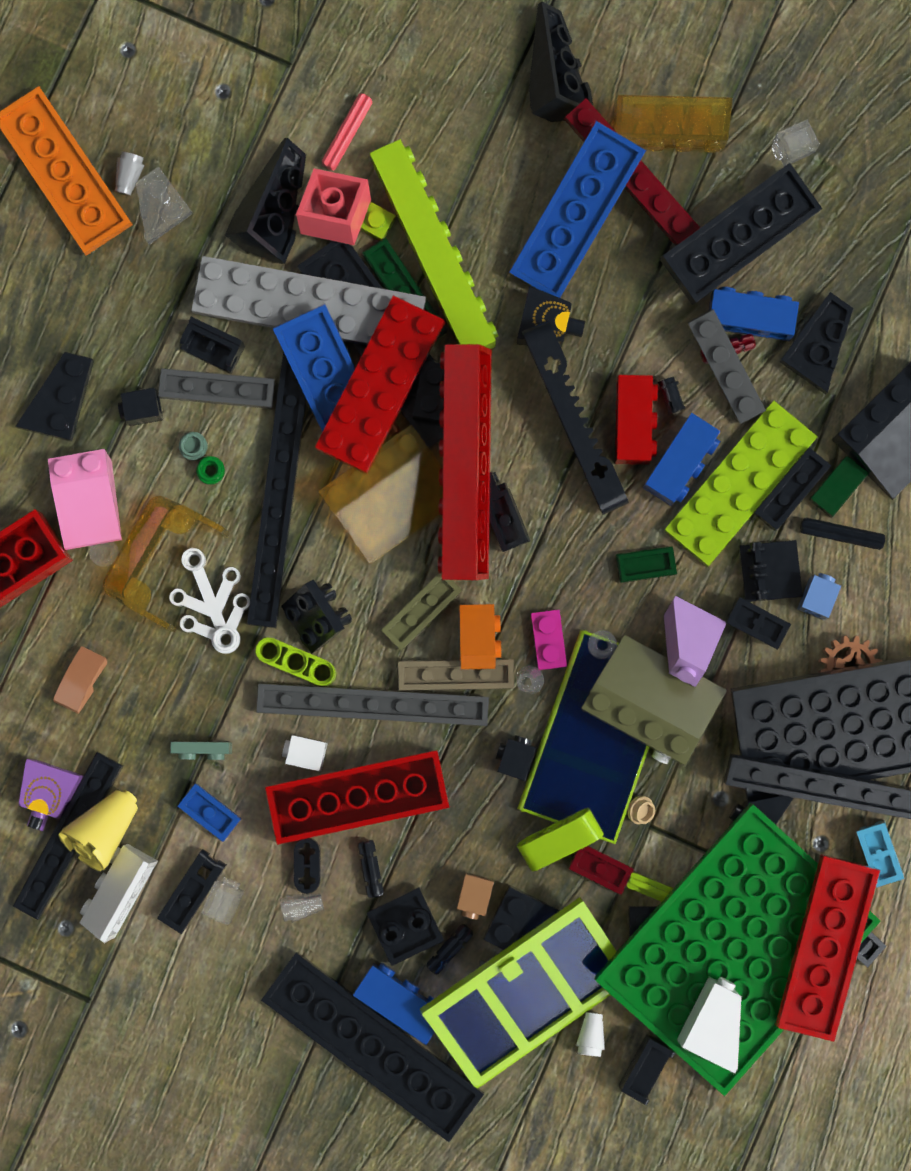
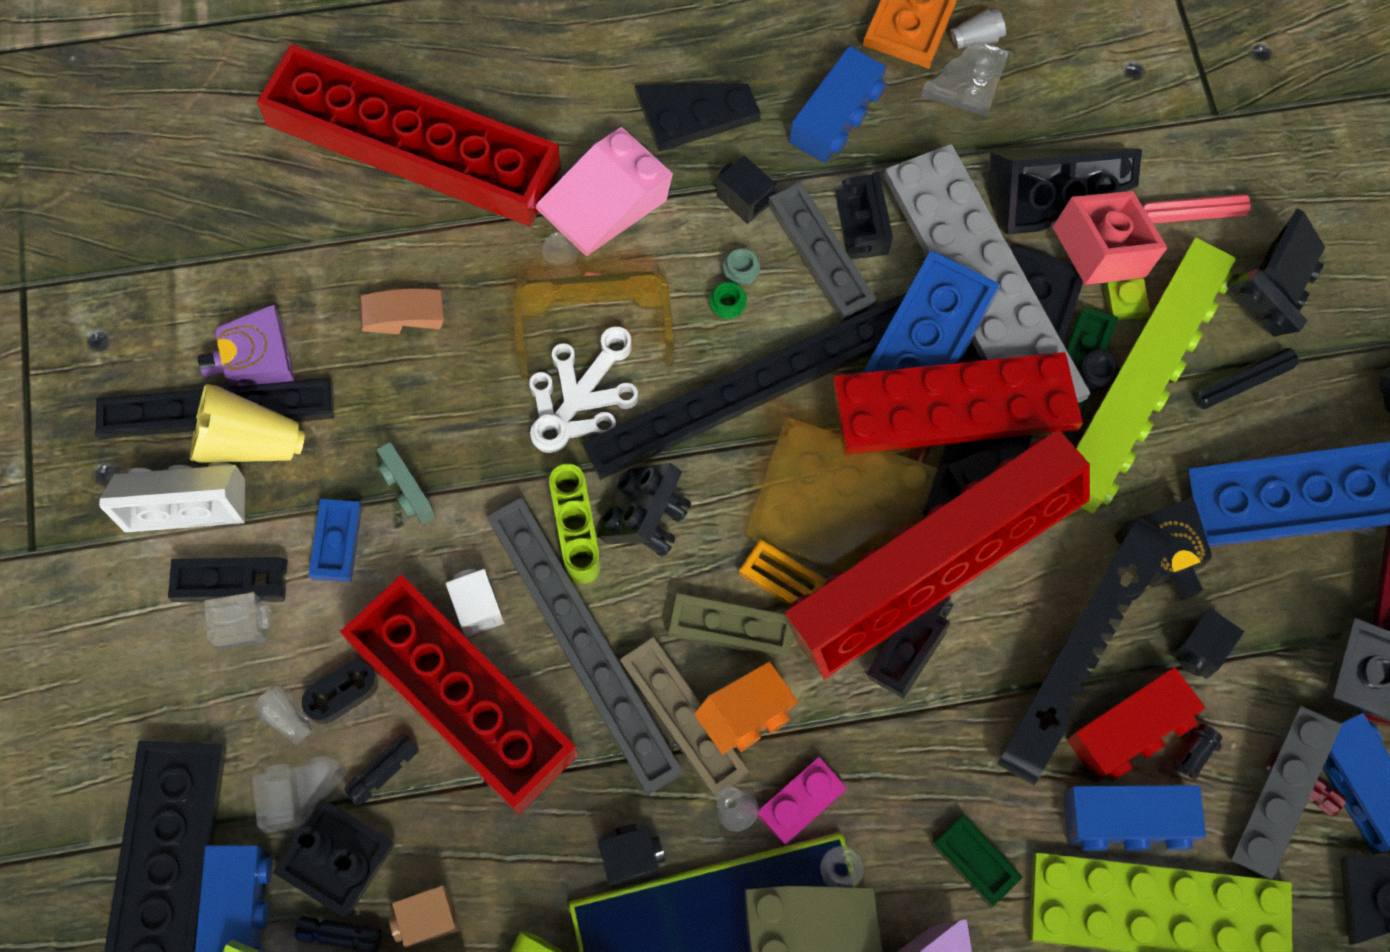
camera: 50 degrees right, 15 degrees down
(121, 304) = (838, 105): none -> blue brick
(353, 929) = (289, 796): none -> clear slope
(388, 569) = (787, 562): none -> light orange tile
(412, 277) = (1098, 369): none -> black tile
(426, 112) = (1294, 258): none -> black slope
(440, 143) = (1266, 303): none -> black plate
(476, 190) = (1246, 378): none -> black axle
(617, 343) = (1207, 644): none -> black brick

